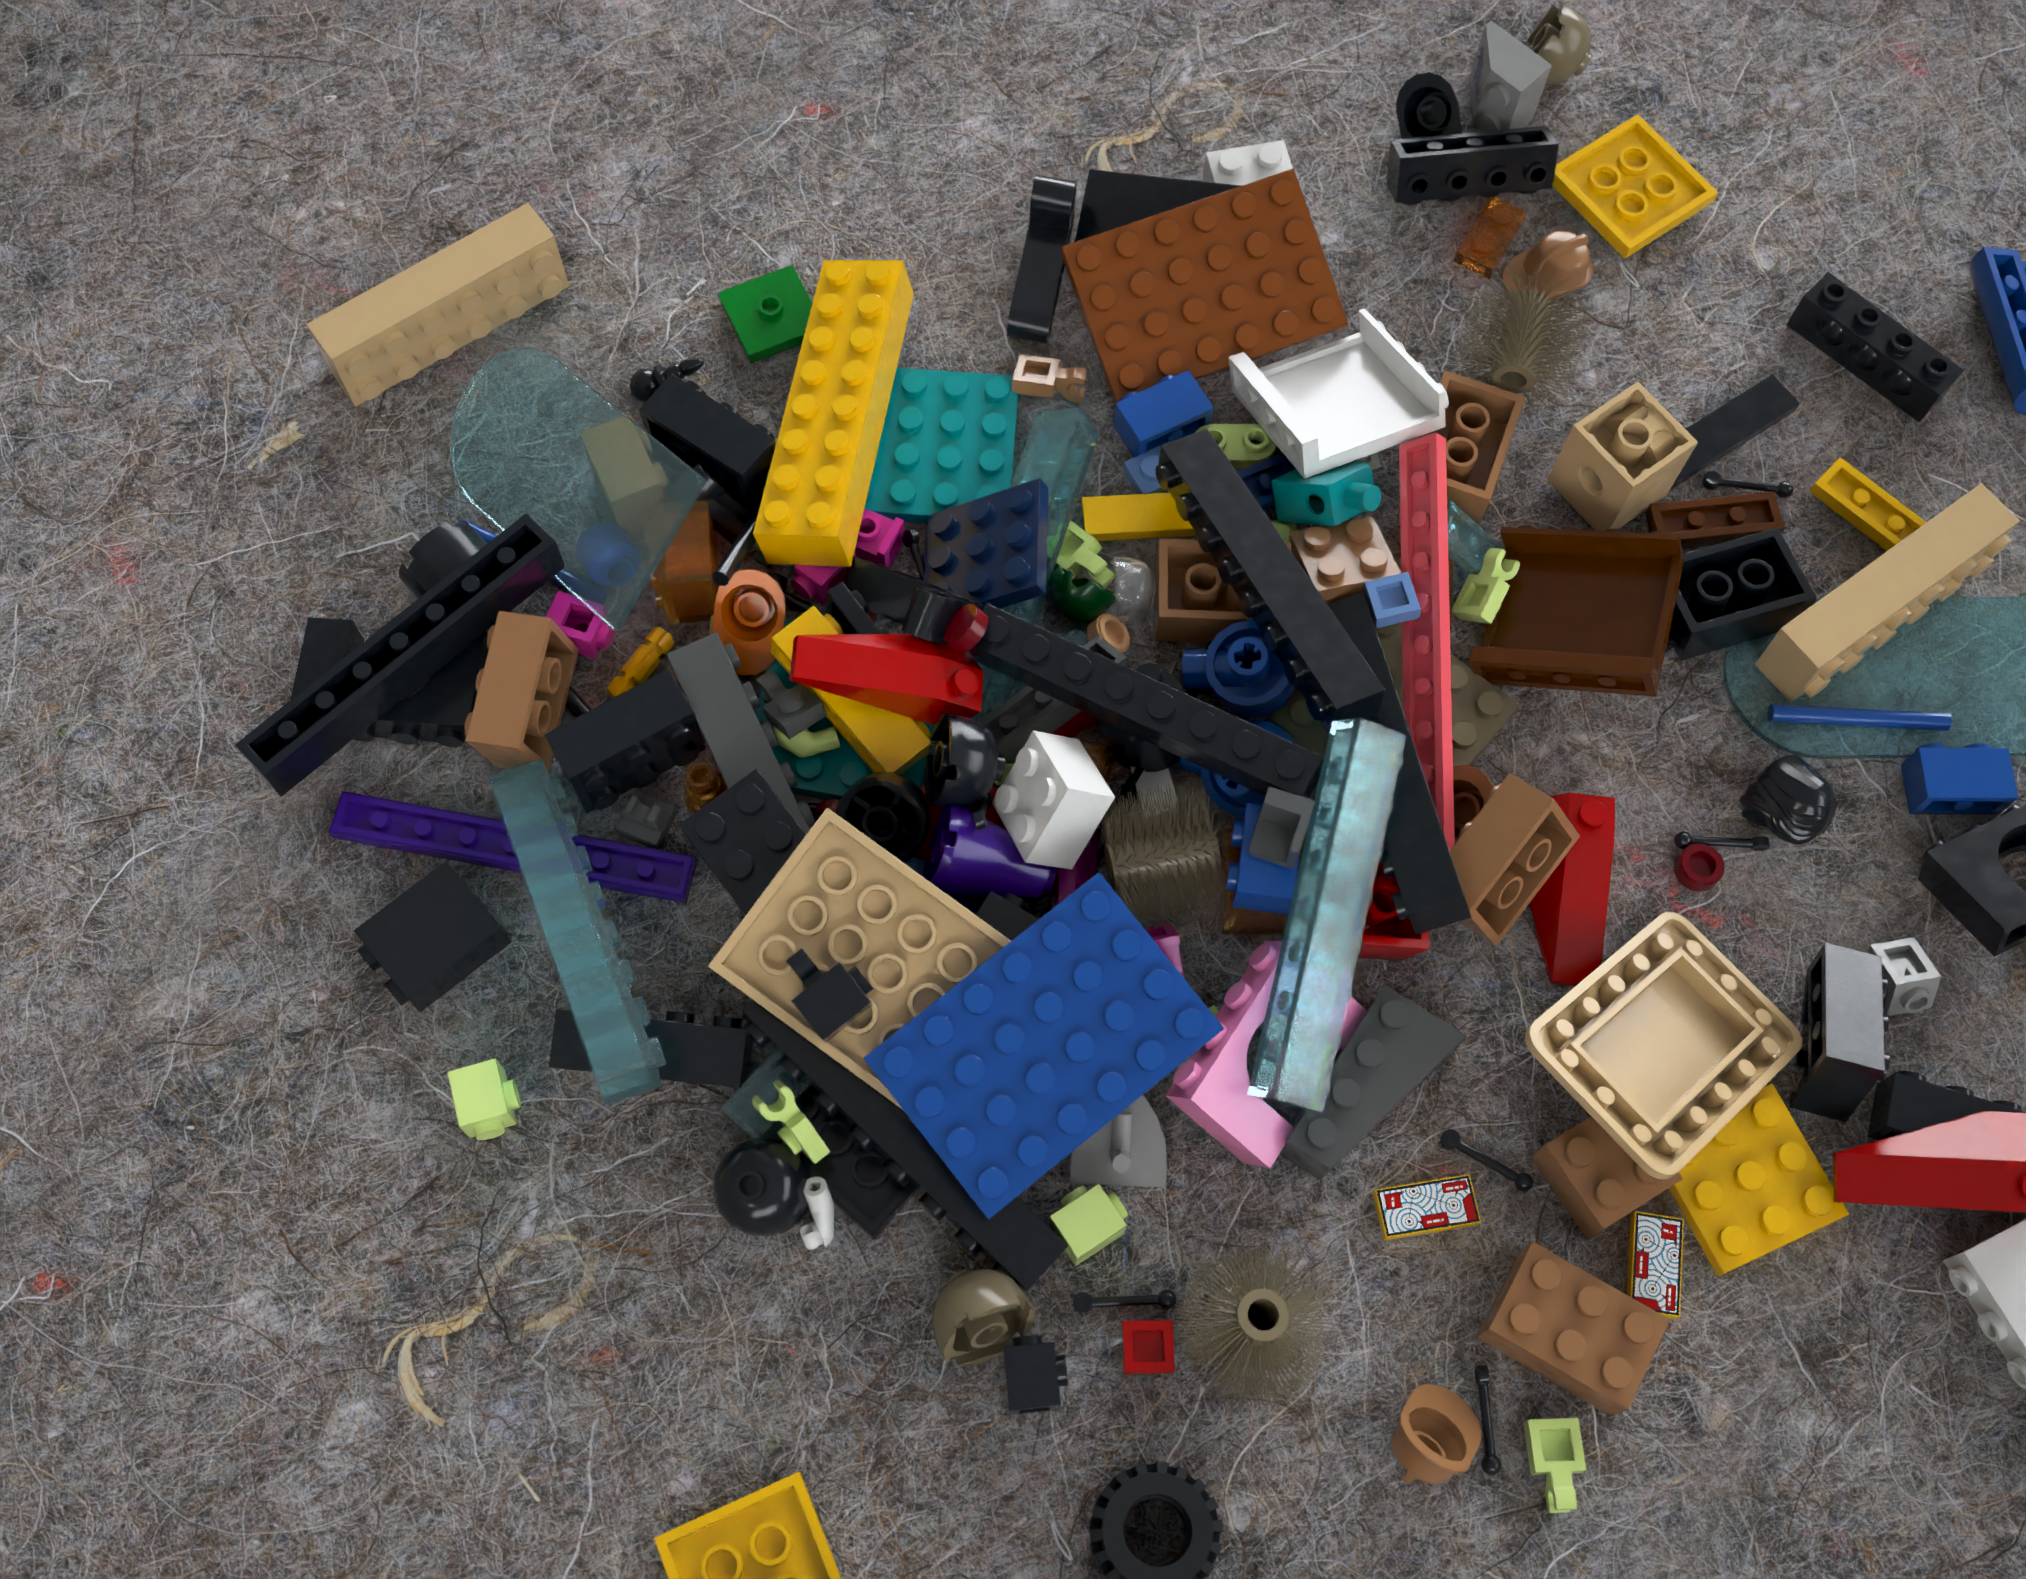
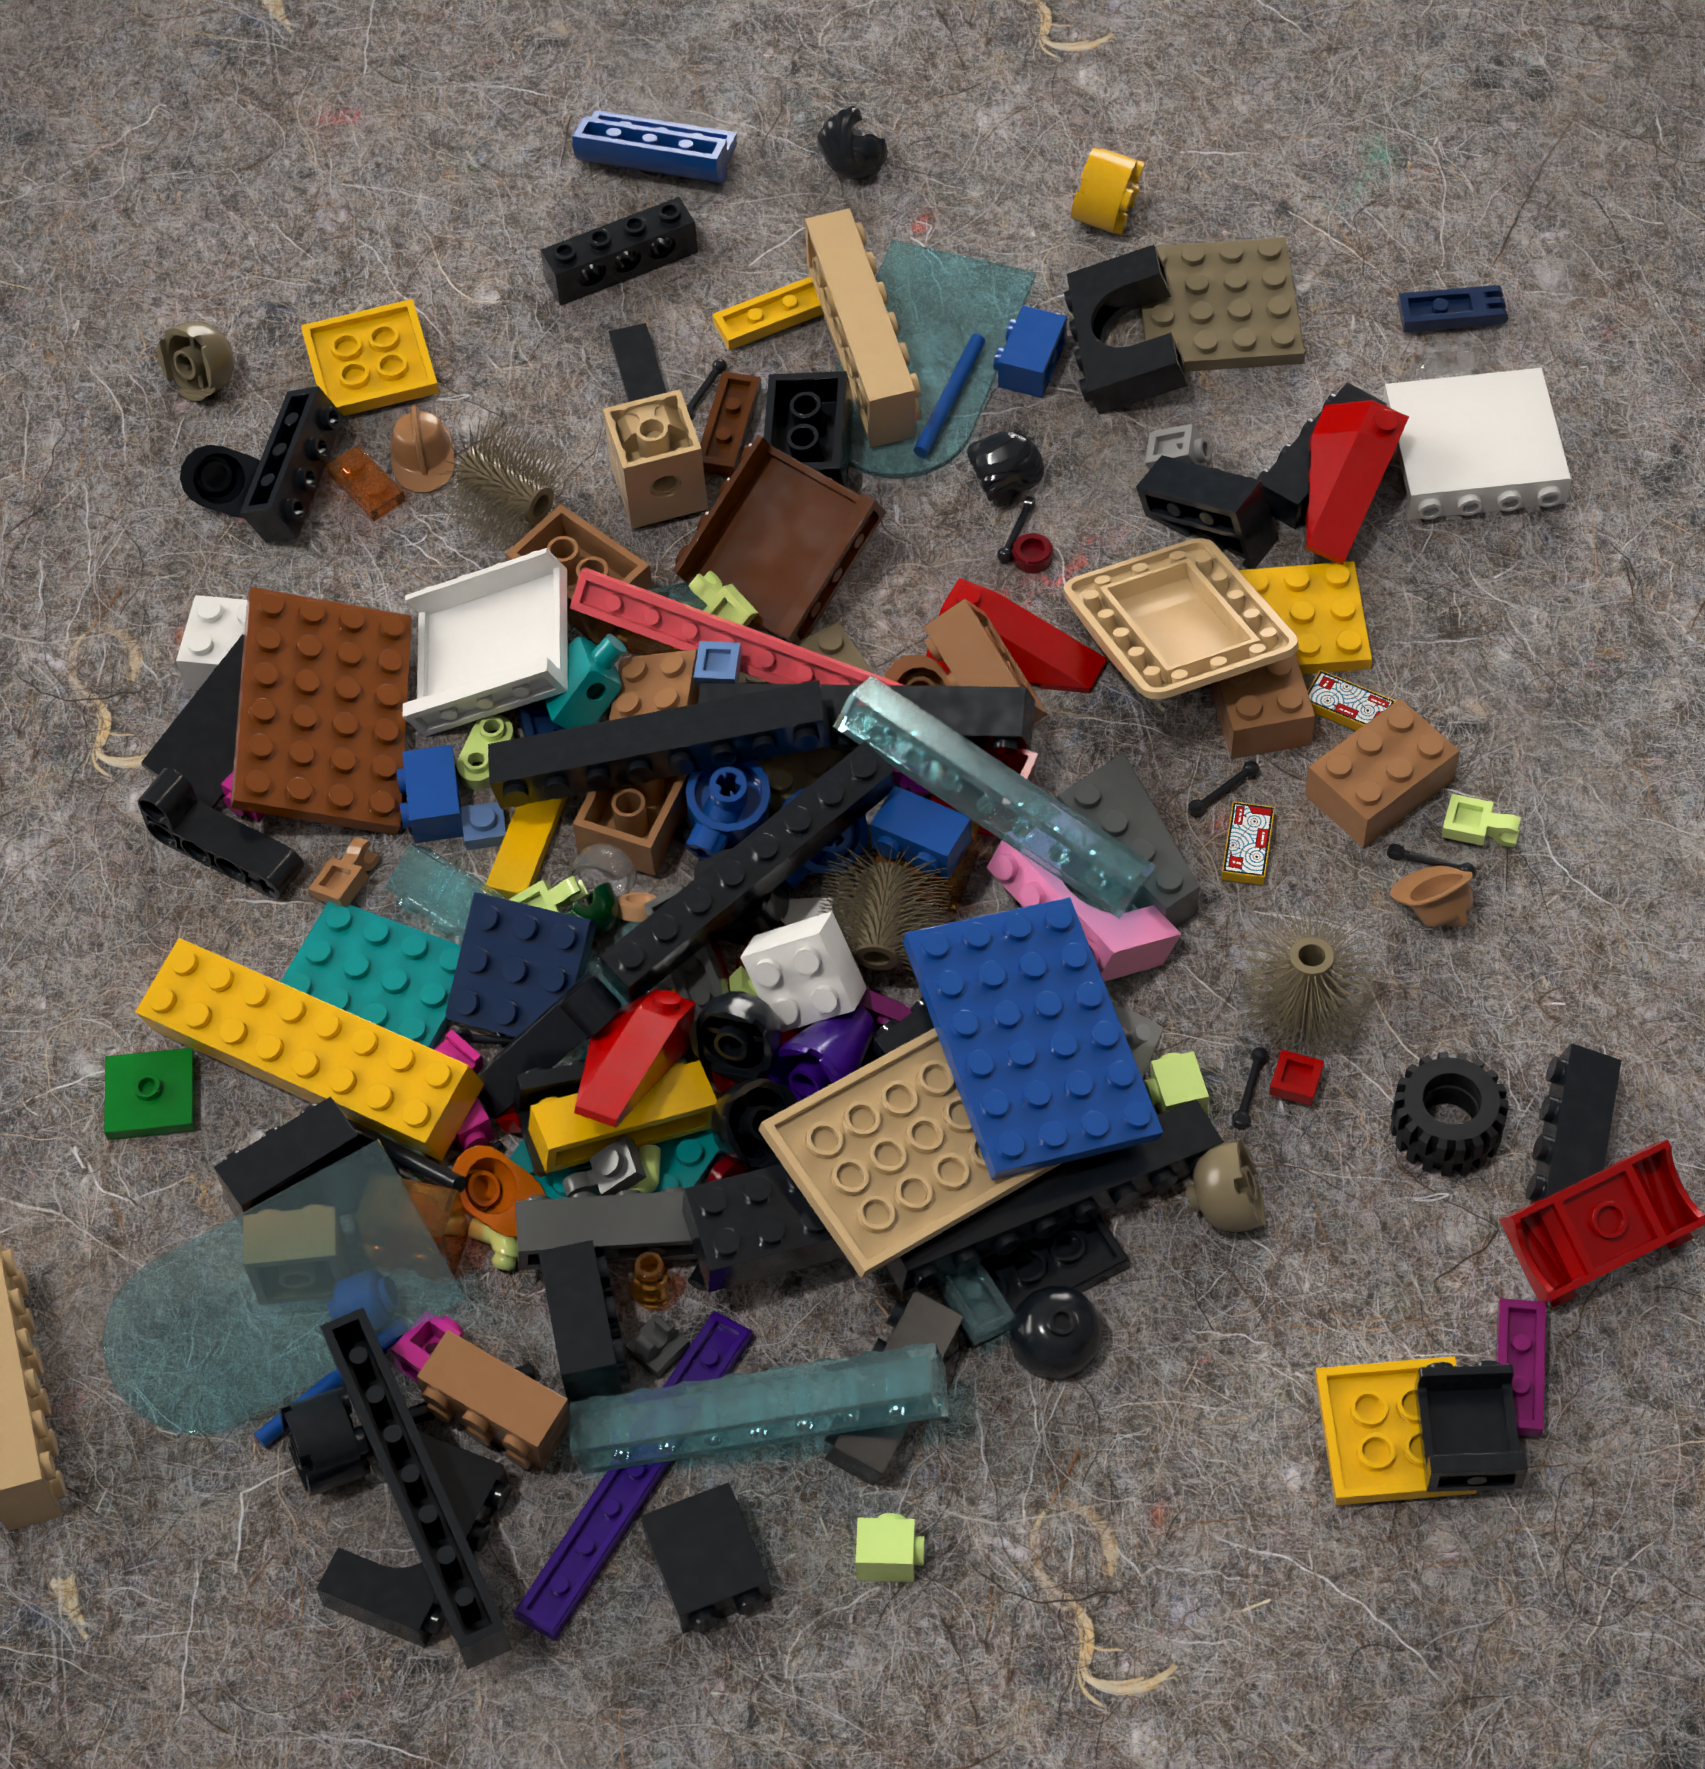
camera: 65 degrees left, 10 degrees down
(642, 662) = (492, 1310): yellow axle -> none
(647, 381) = (176, 1226): black bar -> none
(797, 1129) = (1017, 1277): yellowish green plate -> none
(822, 1211) = (1105, 1299): white arm -> none
(830, 998) = (934, 1173): black brick -> none
(966, 627) = (620, 977): dark red tile -> none
(980, 814) = (805, 1024): black hinge -> none
(1033, 1375) = (1292, 1169): black brick -> none
(1281, 827) = (910, 799): dark grey panel -> none
(1505, 81) = (219, 408): light grey slope -> none

